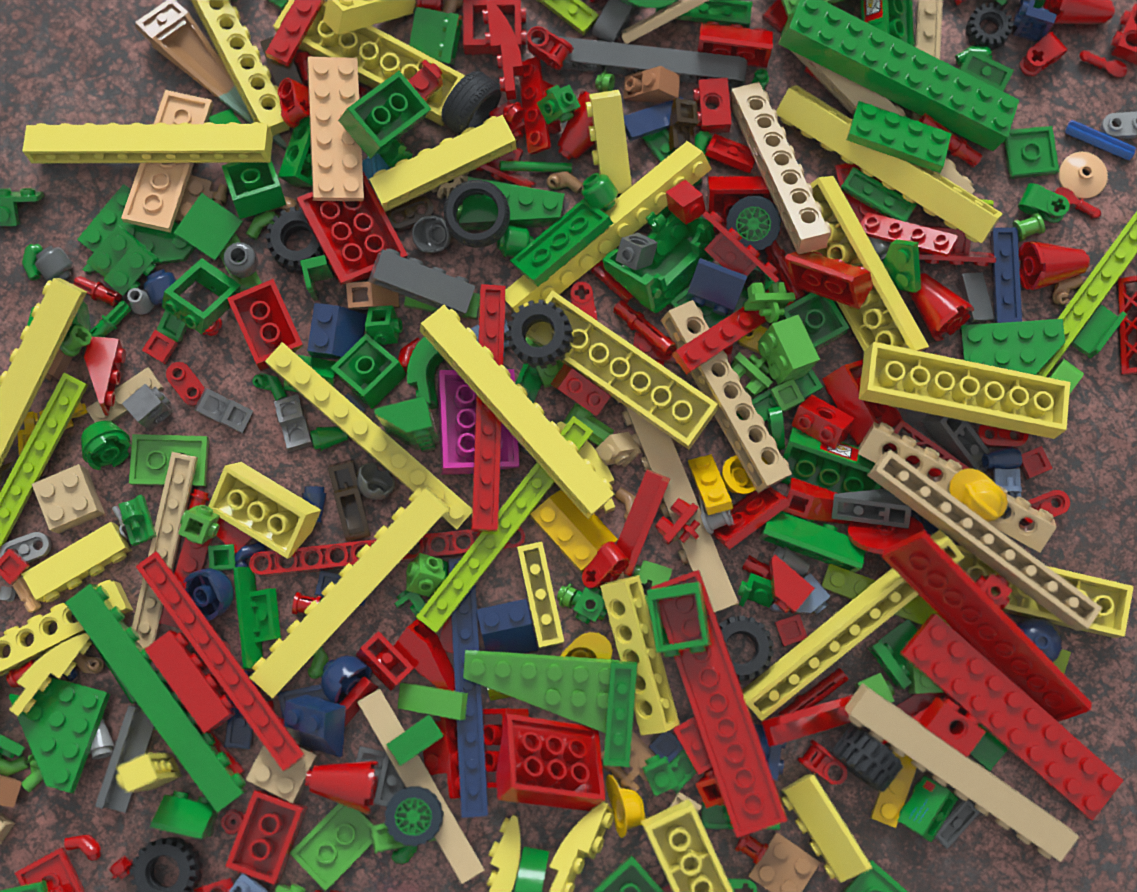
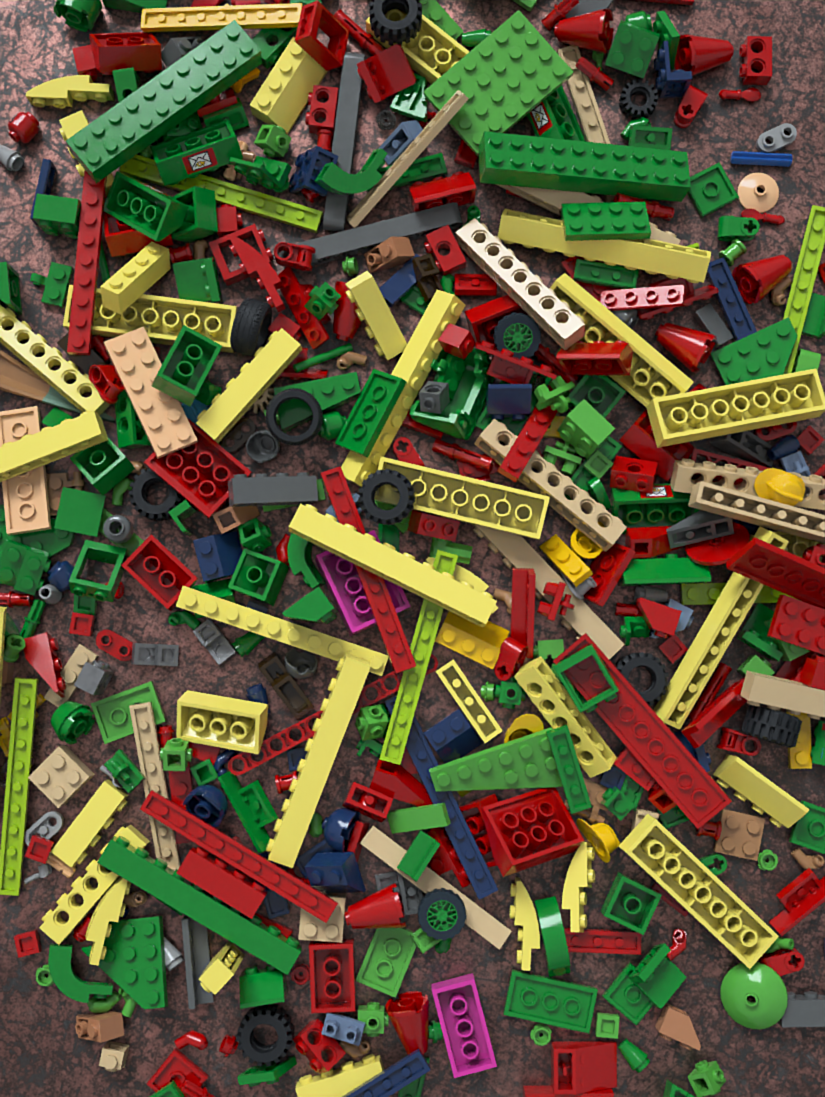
camera: 25 degrees left, 5 degrees up
(427, 80) = (208, 322): red bracket -> none
(513, 113) = (289, 322): red plate -> none
(599, 191) = (384, 359): green head -> none
(618, 449) = (482, 561): tan brick -> none
(903, 265) = (649, 324): green wing -> none

